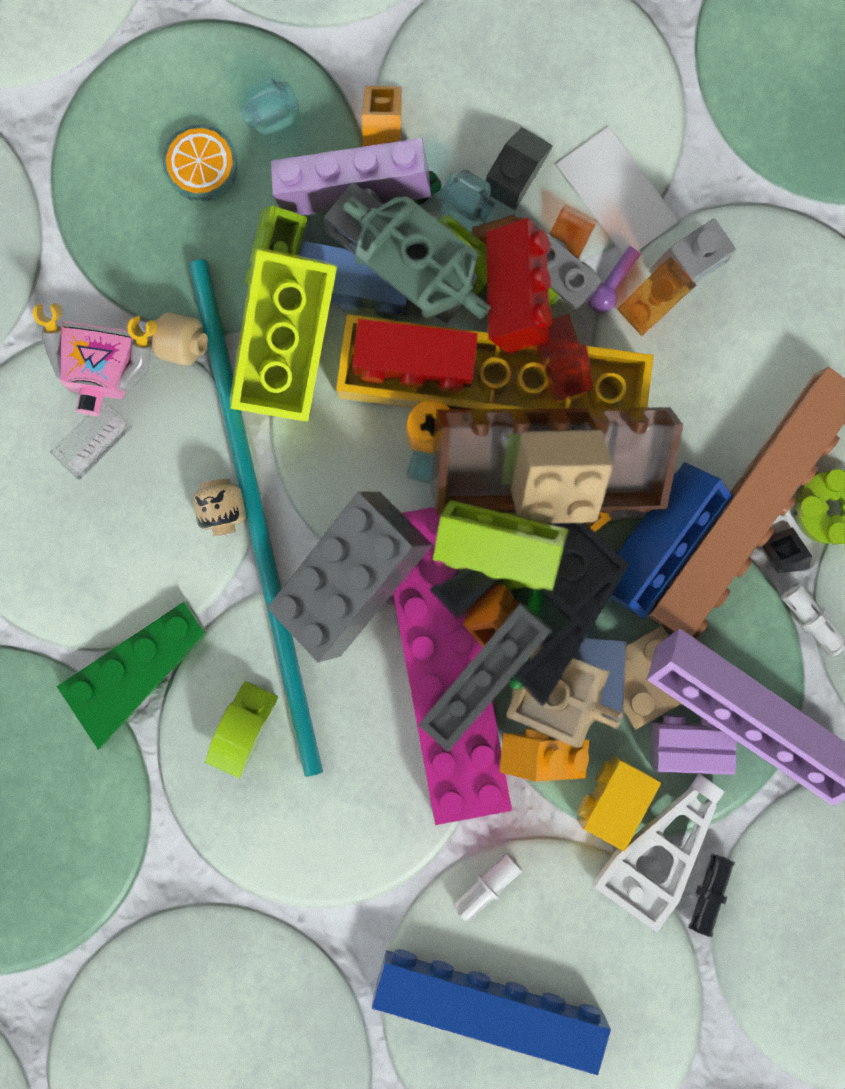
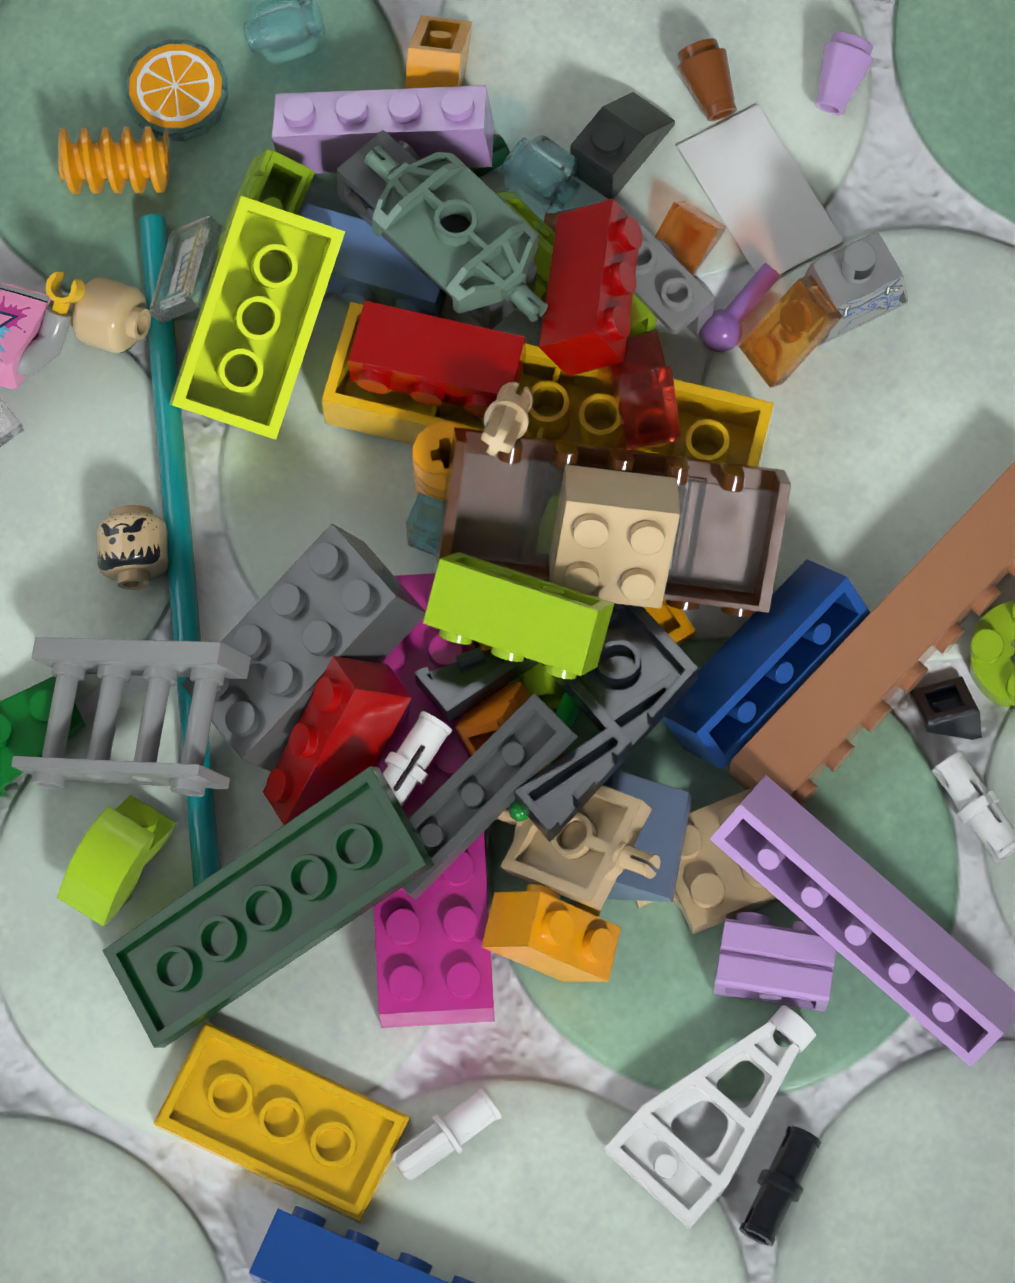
camera: 15 degrees right, 15 degrees down
(163, 223) = (114, 161): none -> light orange piece
(226, 299) = (185, 269): none -> clear tile
(252, 605) = (114, 663): none -> light grey fence
(353, 762) = (268, 907): none -> dark green plate
(378, 890) = (282, 1122): none -> yellow tile
(382, 642) = (337, 735): none -> red brick
(432, 658) = (427, 736): none -> white pin
(475, 403) = (506, 418): none -> tan axle
(573, 110) = (708, 77): none -> dark orange cone
(617, 802) = (654, 1028): yellow brick -> none
(667, 92) = (842, 70): none -> lavender cone

